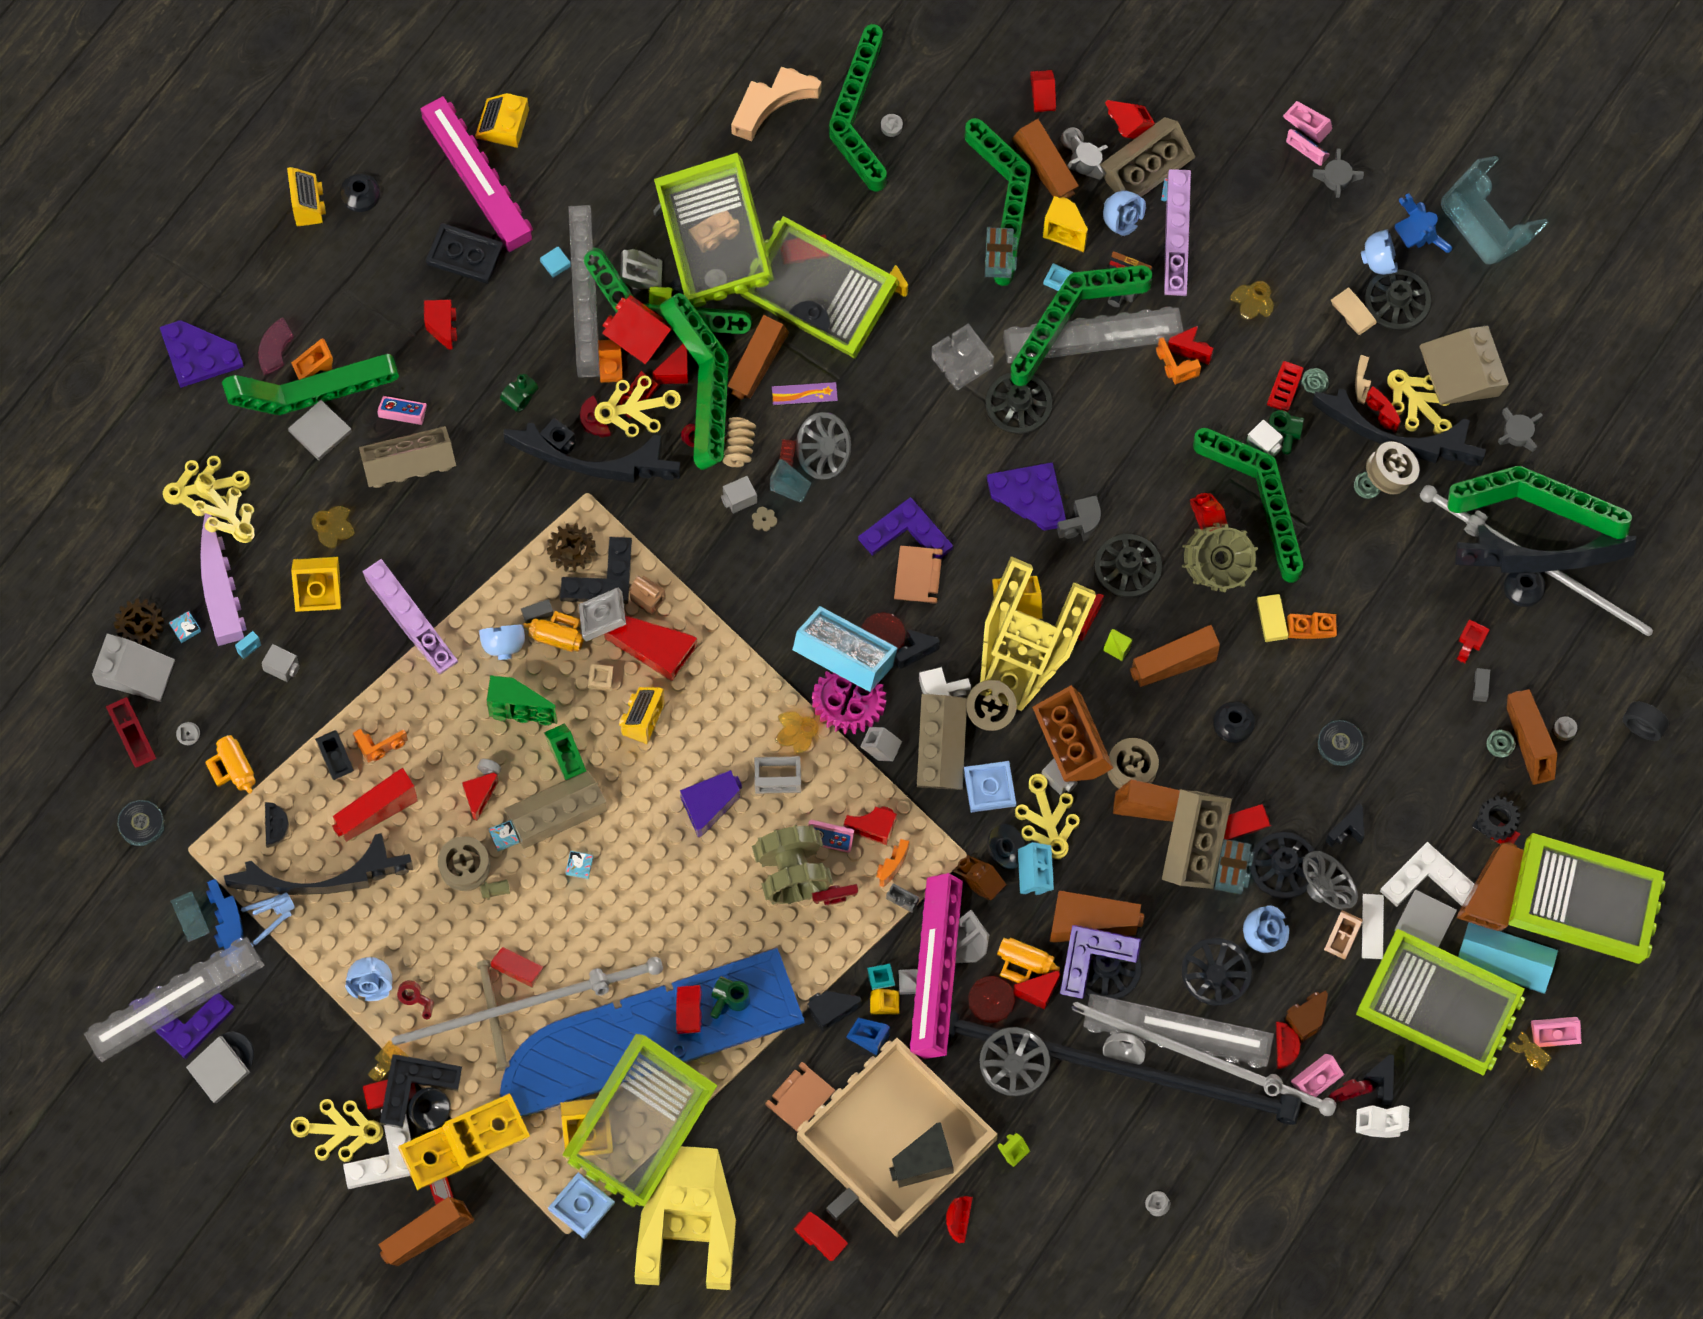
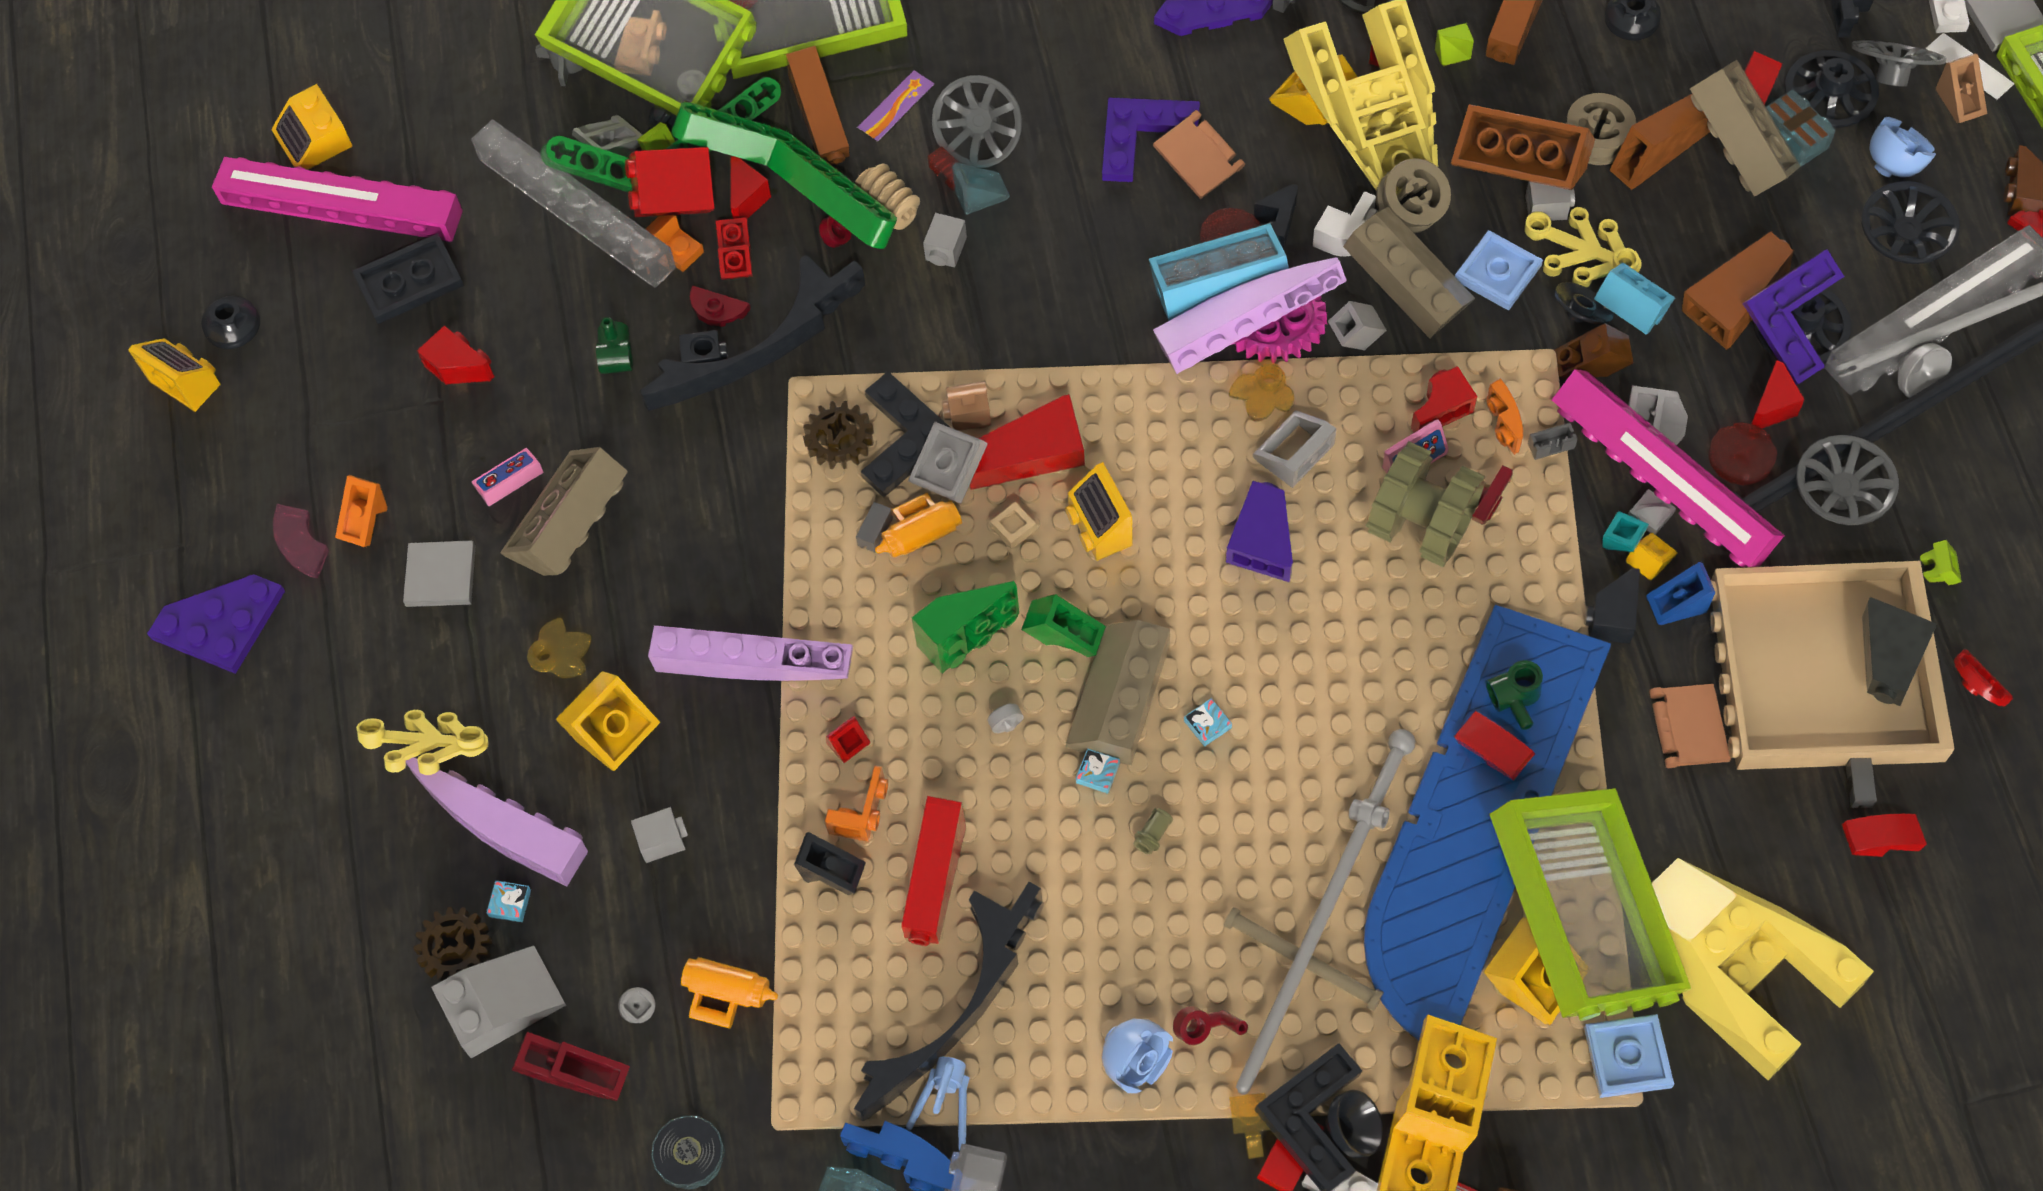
camera: 40 degrees left, 5 degrees down
(184, 491) = (355, 768): light yellow plant -> none
(248, 645) = (601, 850): medium azure tile -> none
(275, 824) = (844, 999): black plate -> none
(309, 391) = (388, 541): green beam -> none
(410, 704) = (847, 739): none -> red slope
(459, 850) = (1077, 822): dark tan wheel -> none
(479, 792) = (1023, 756): red slope -> none
(502, 640) = (875, 583): light blue cylinder -> none
(516, 967) = (1267, 886): red slope -> none
(555, 262) = (511, 207): medium azure tile -> none
(633, 407) = (748, 257): light yellow plant -> none
(768, 515) = (993, 242): dark tan plant -> none
(813, 314) = (827, 23): black plate -> none
(826, 679) = (1243, 311): none -> lavender slope
(1026, 957) = (1725, 383): light orange piece -> none

